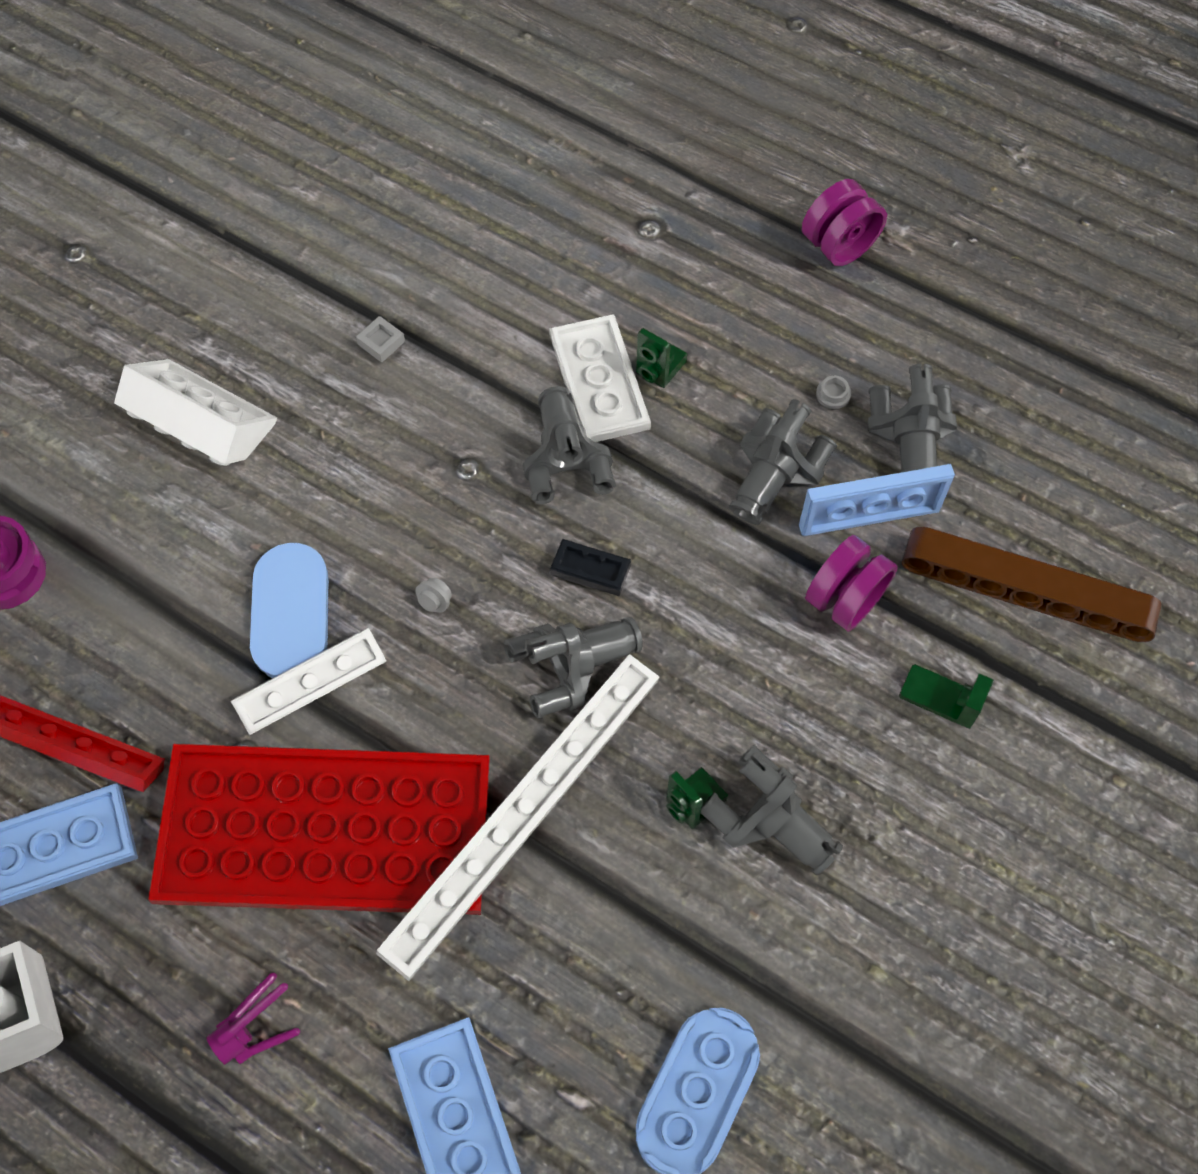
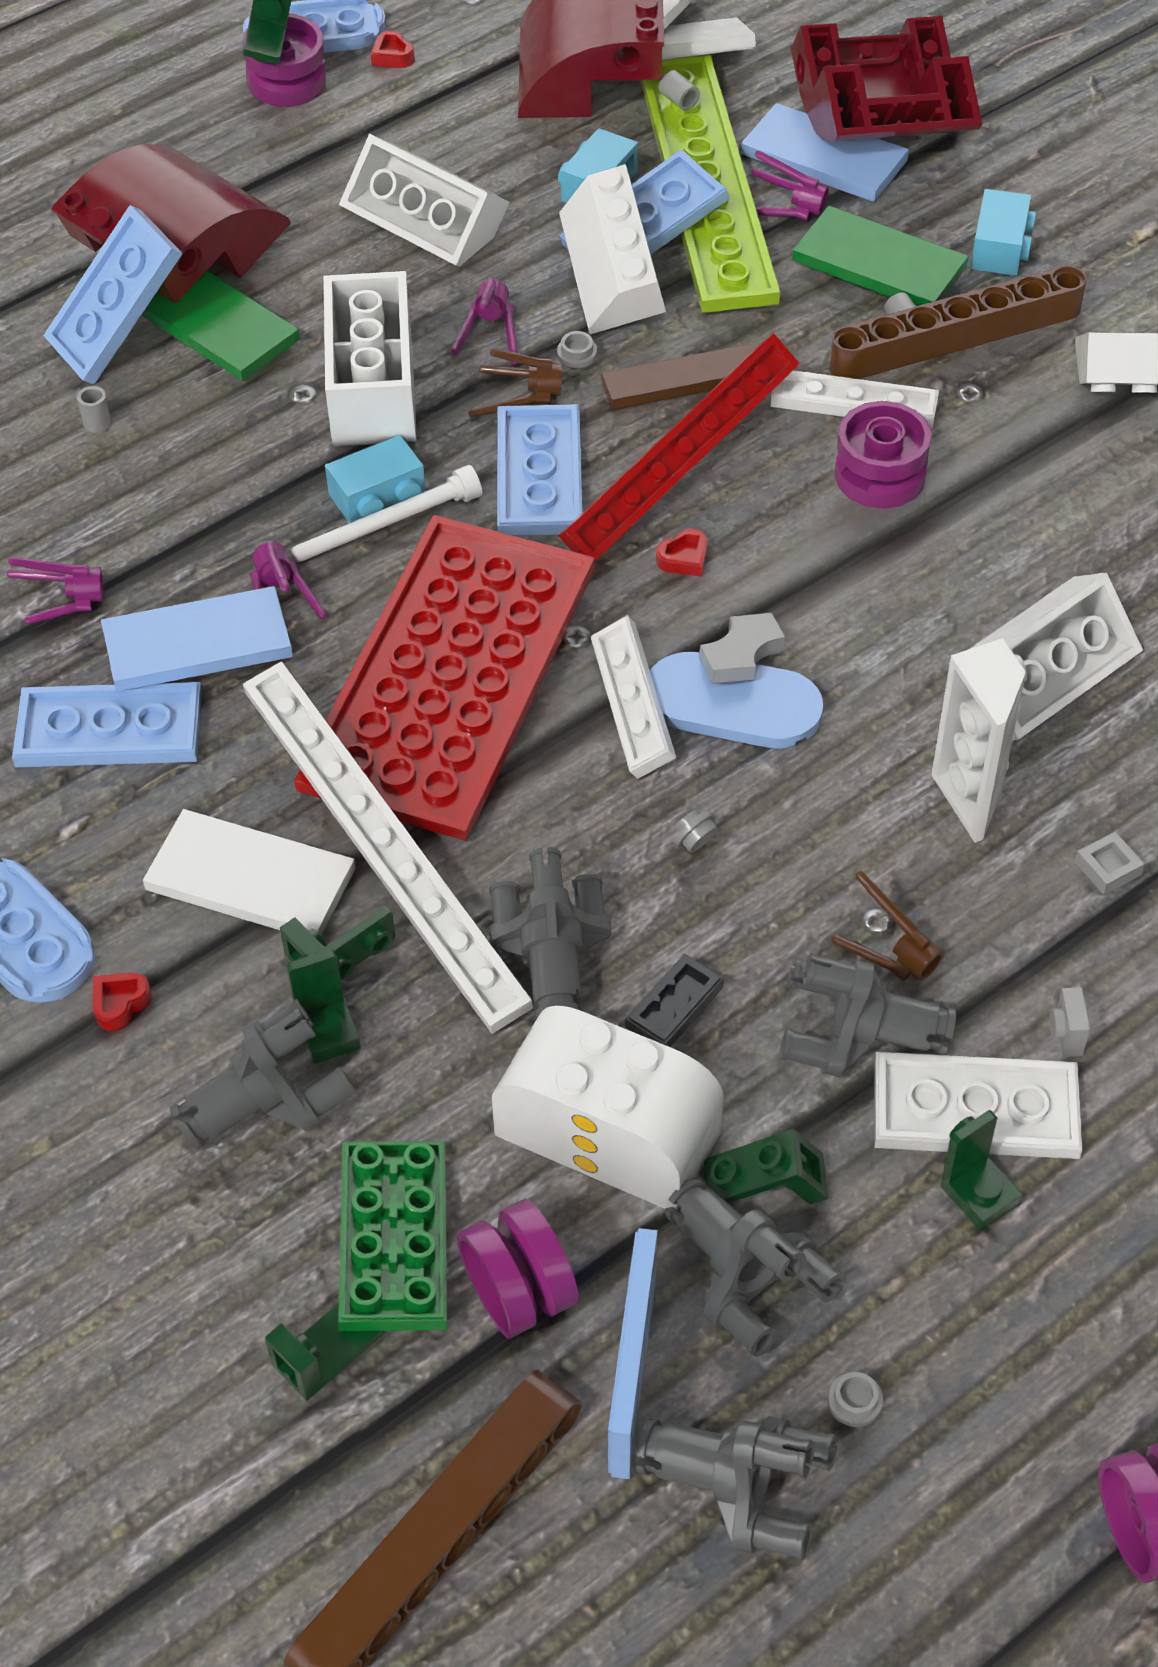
camera: 110 degrees right, 10 degrees down
(89, 903) = (461, 485): none -> white piece
(100, 983) = (374, 478): none -> medium azure brick
(133, 693) = (684, 553): none -> red tile
(227, 611) = (744, 645): none -> light grey tile
(326, 395) = (978, 731): none -> white slope
(342, 1072) = (196, 638): none -> light blue tile
(493, 434) = (914, 950): none -> reddish brown plant
(522, 333) = (1070, 1022): none -> light grey plate
(578, 918) = (248, 873): none -> white tile
(638, 832) = (351, 948): none -> dark green bracket
(705, 477) = (768, 1164): none -> dark green bracket
(707, 572) = (609, 1104): none -> white brick
(731, 970) = (118, 998): none -> red tile
(846, 684) = (393, 1236): none -> green tile

